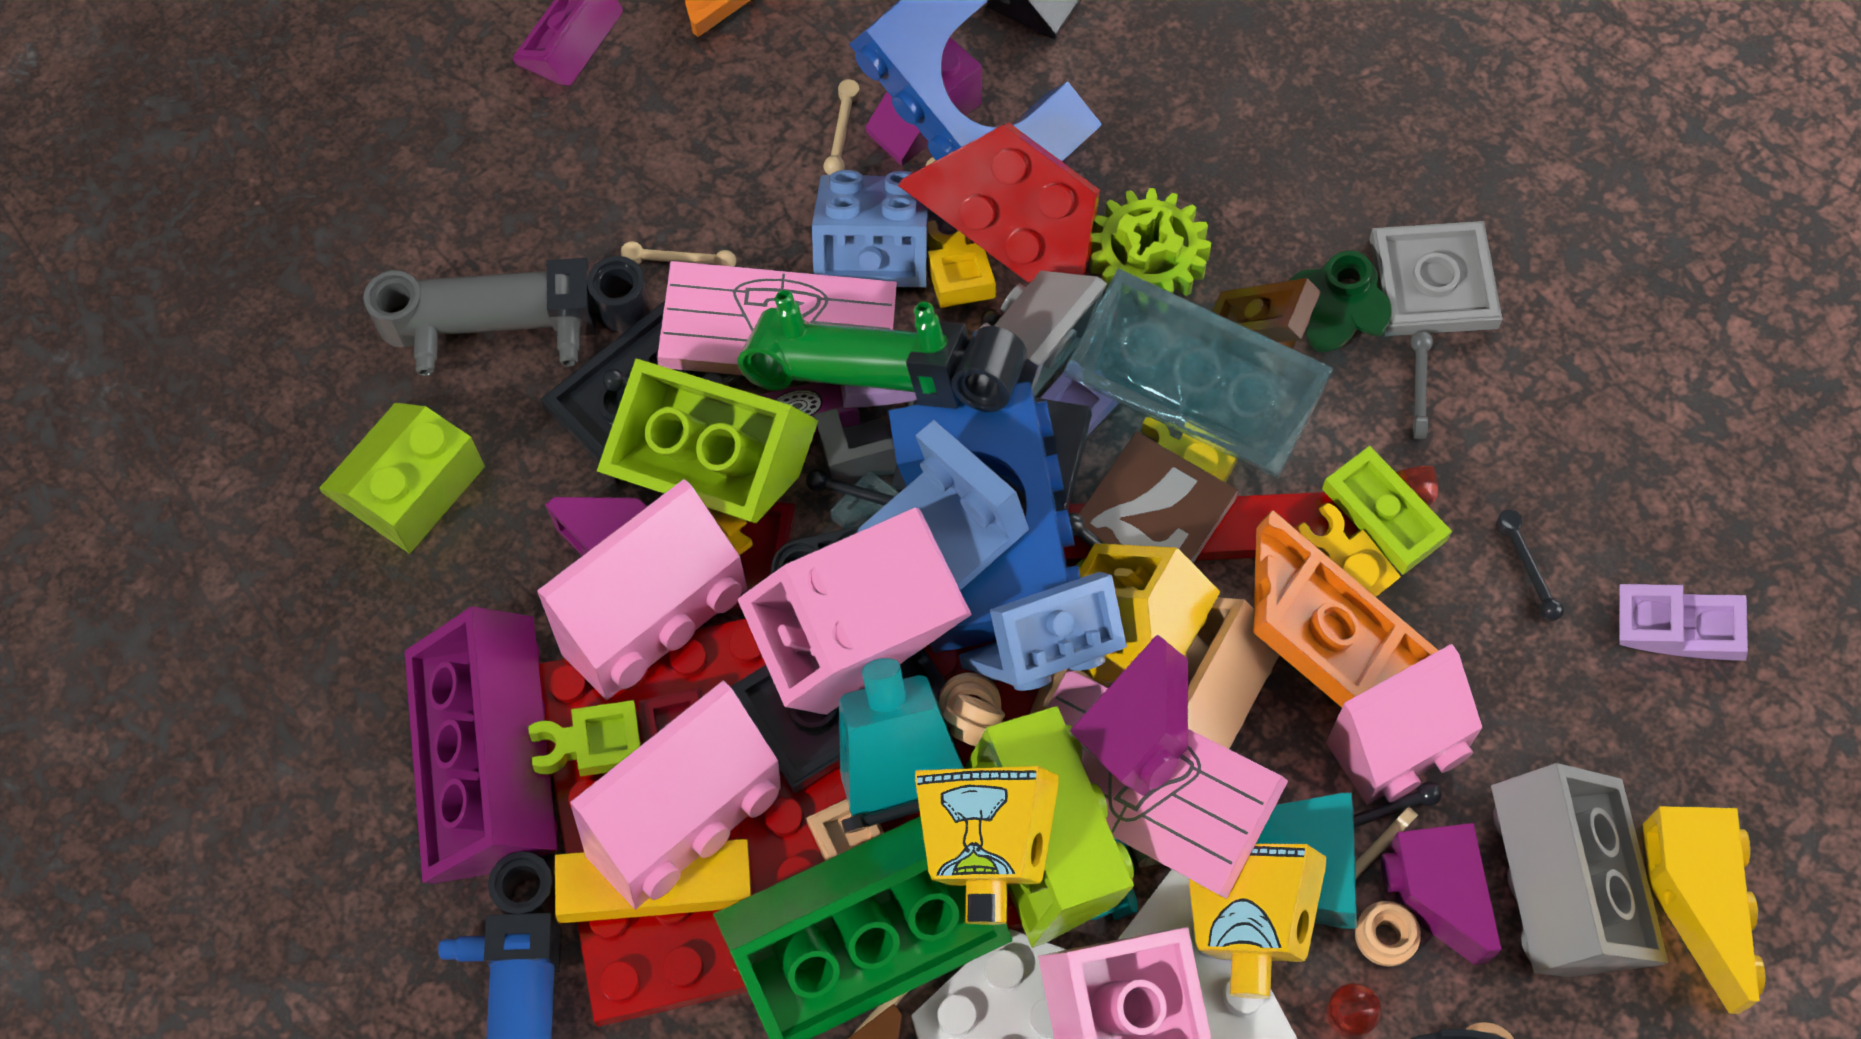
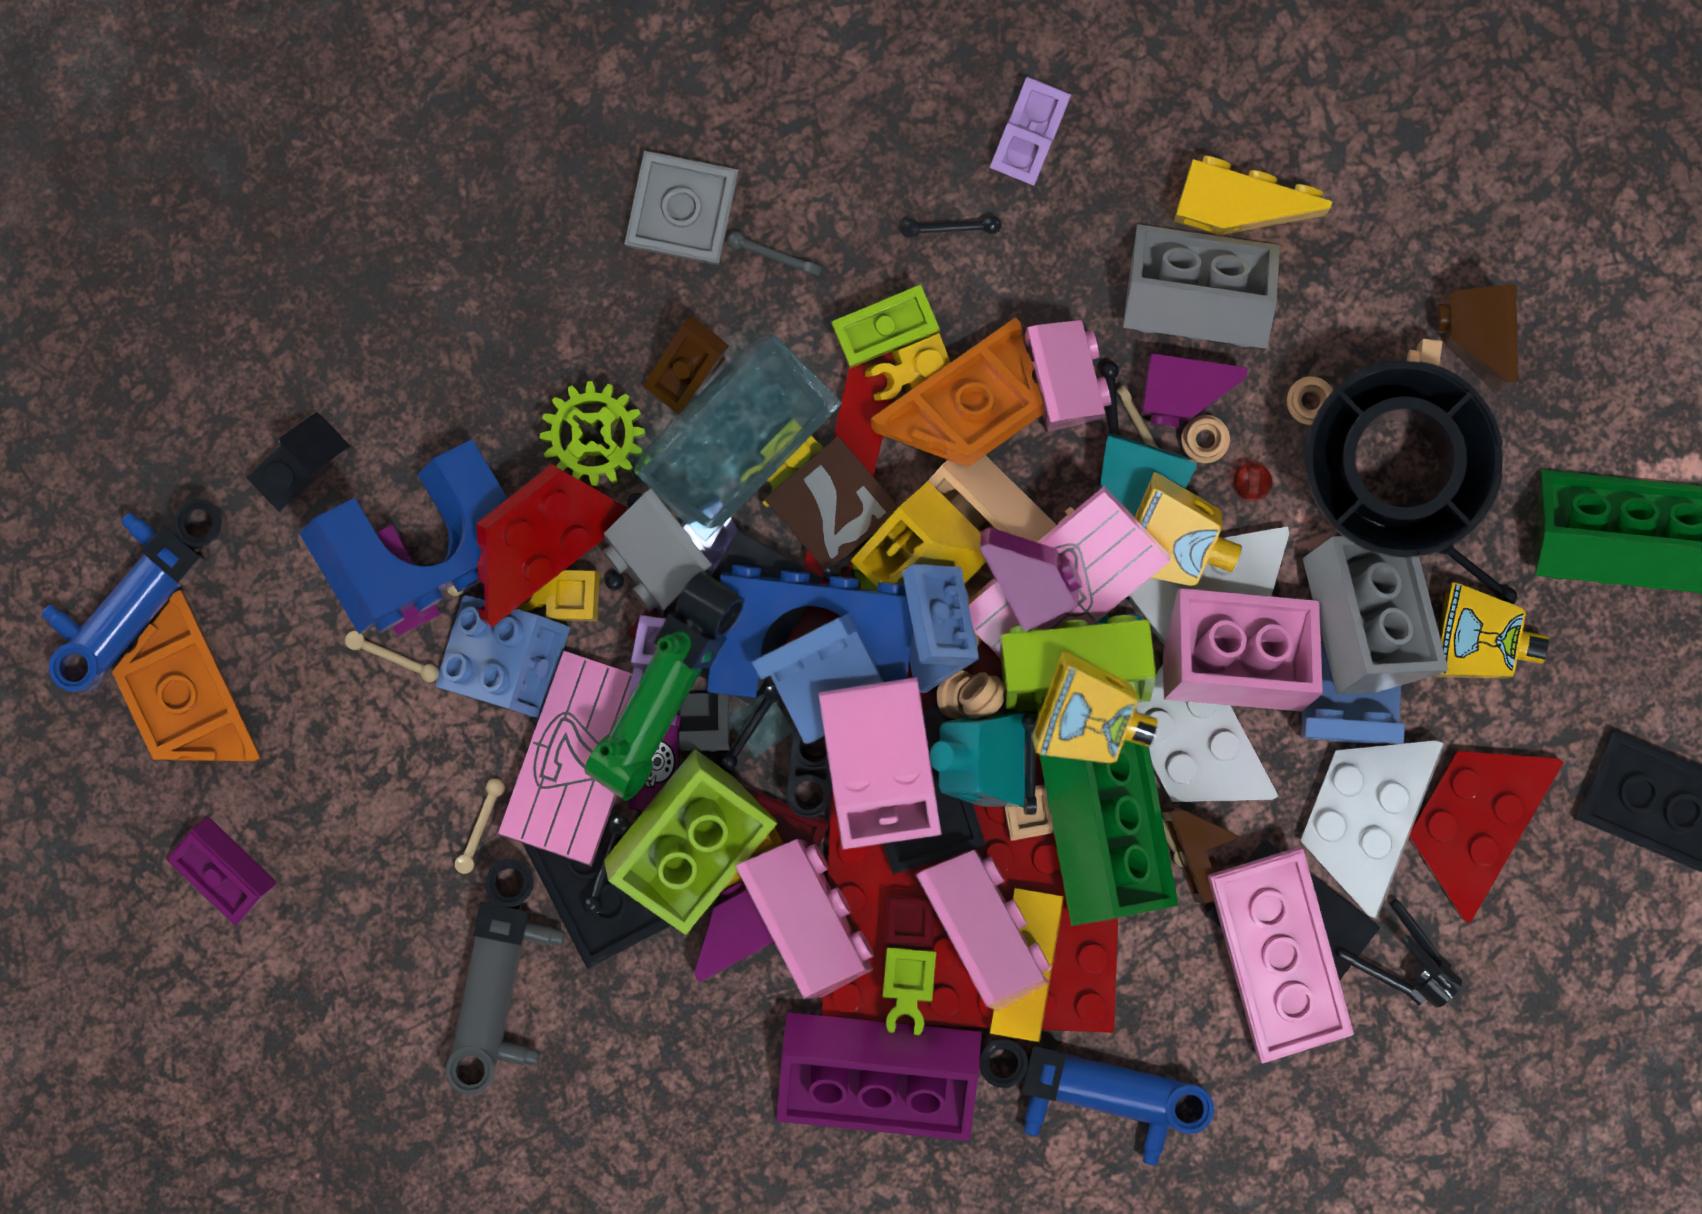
camera: 75 degrees left, 20 degrees up
(405, 473) = (621, 1096): lime slope -> none
(1343, 306) = (688, 296): dark green plate -> none
(1422, 481) = (864, 291): clear red hinge -> none

